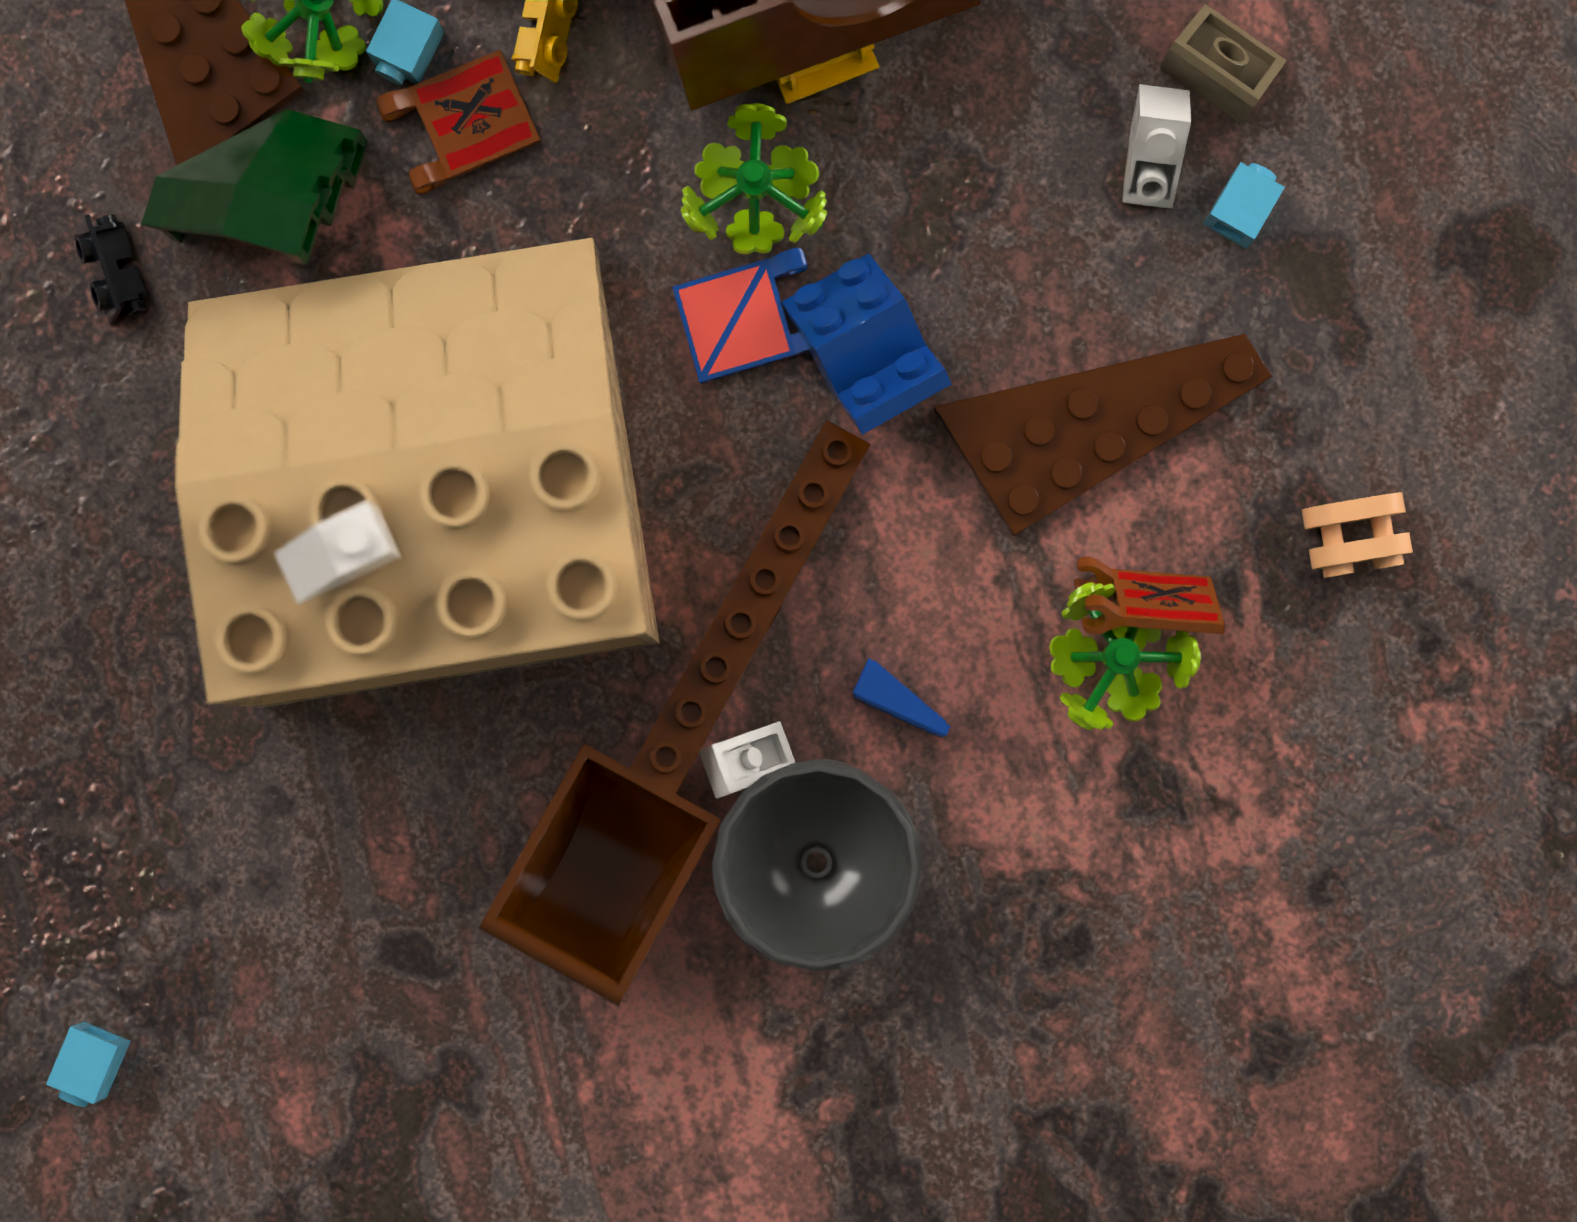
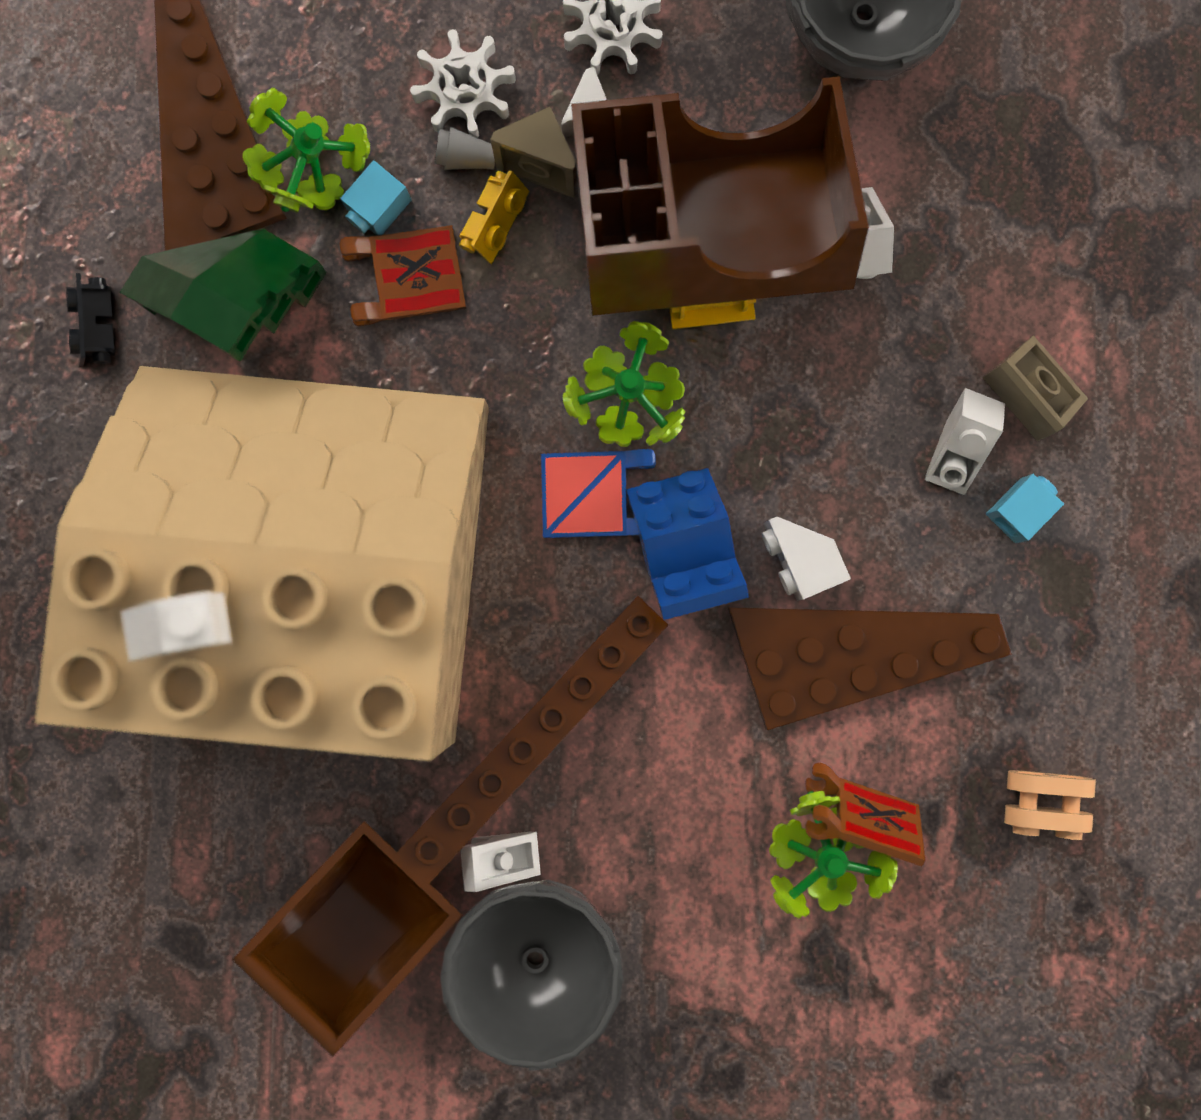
camera: 10 degrees right, 0 degrees up
(886, 693) = (629, 836): blue slope -> none
(1009, 326) = (808, 558): none -> white slope

